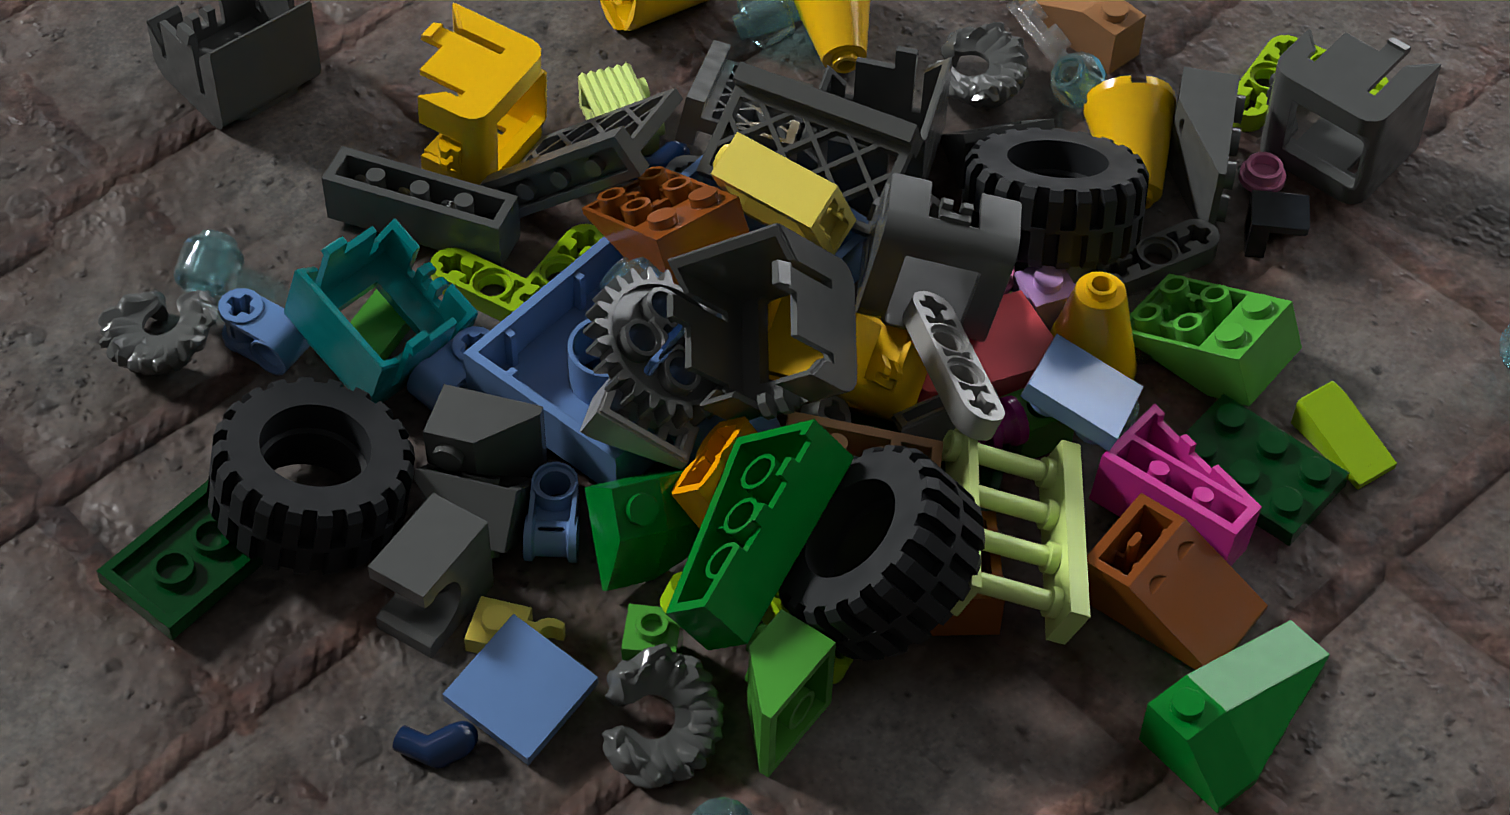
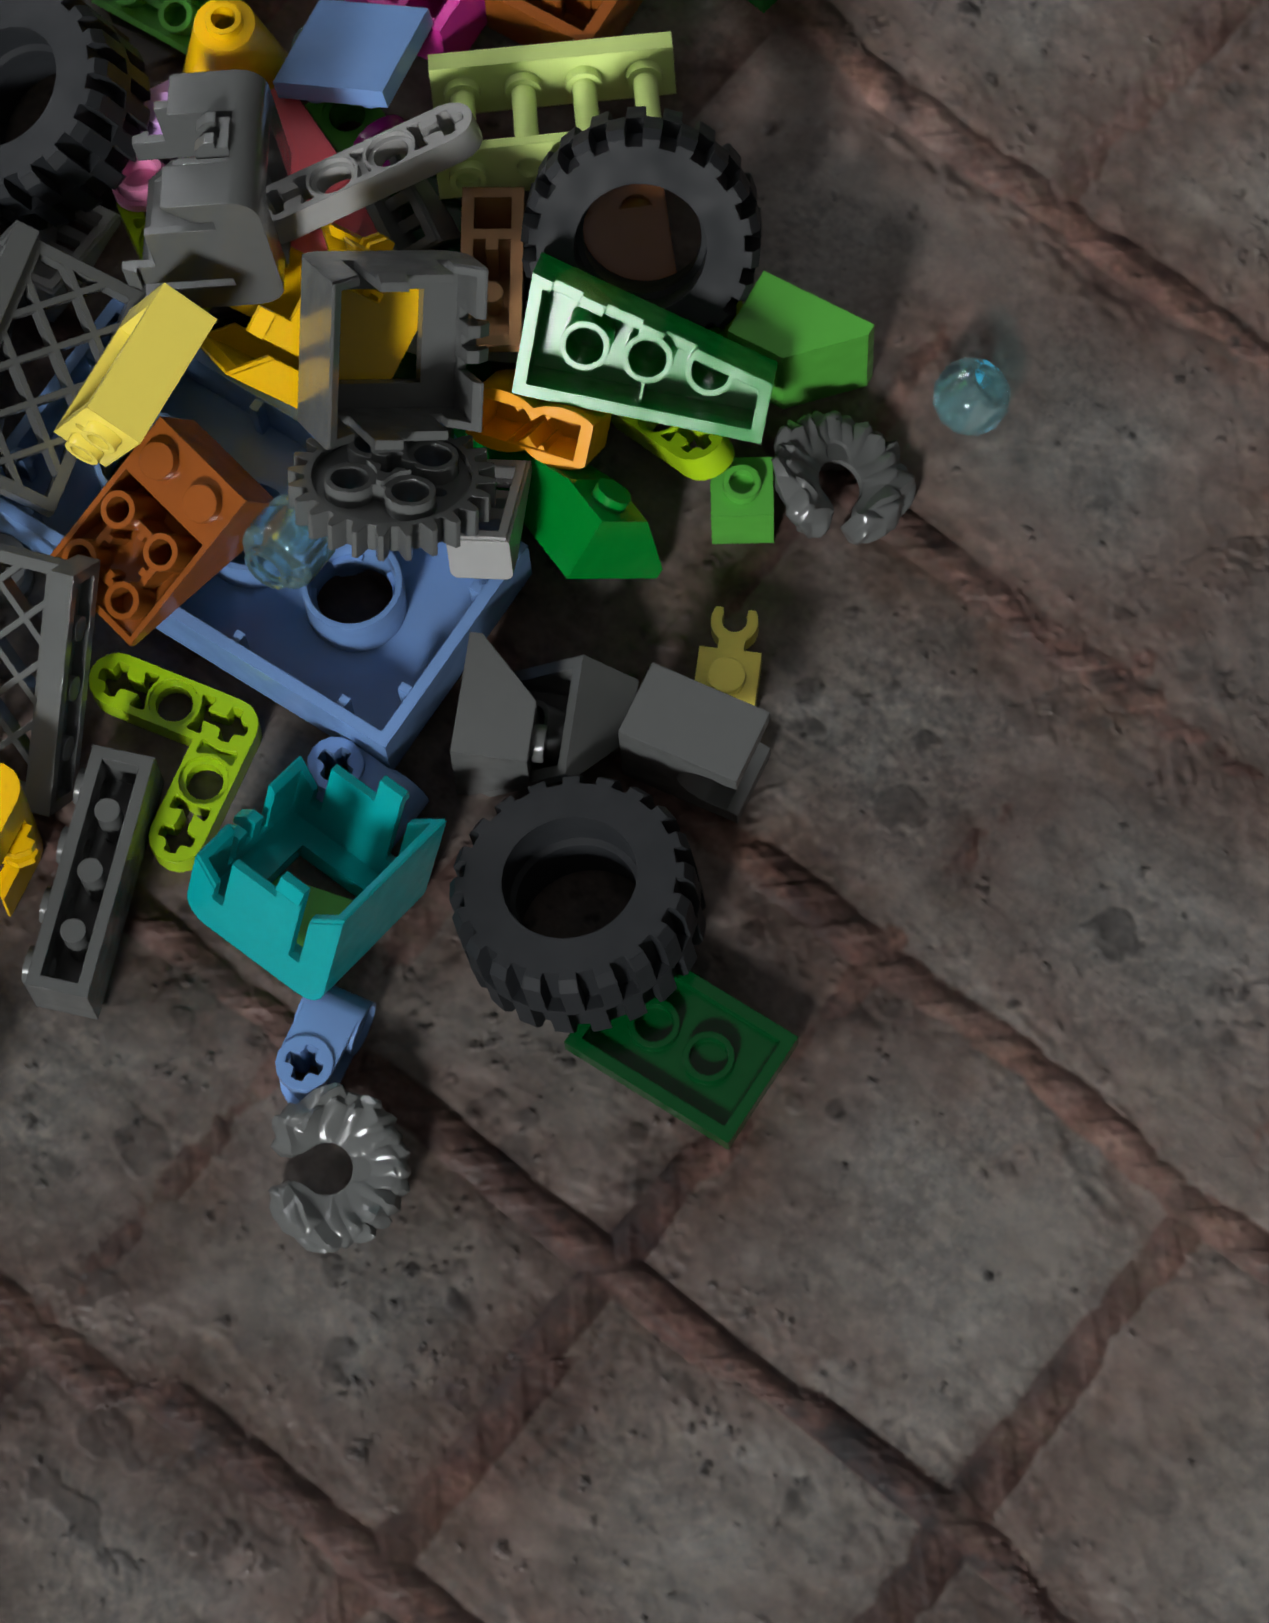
camera: 90 degrees left, 20 degrees up
(209, 263) = (221, 1137): clear light blue head -> none
(439, 747) = (902, 713): dark blue arm -> none
(520, 689) = (821, 630): medium blue tile -> none
(551, 521) = (572, 634): medium blue piece -> none

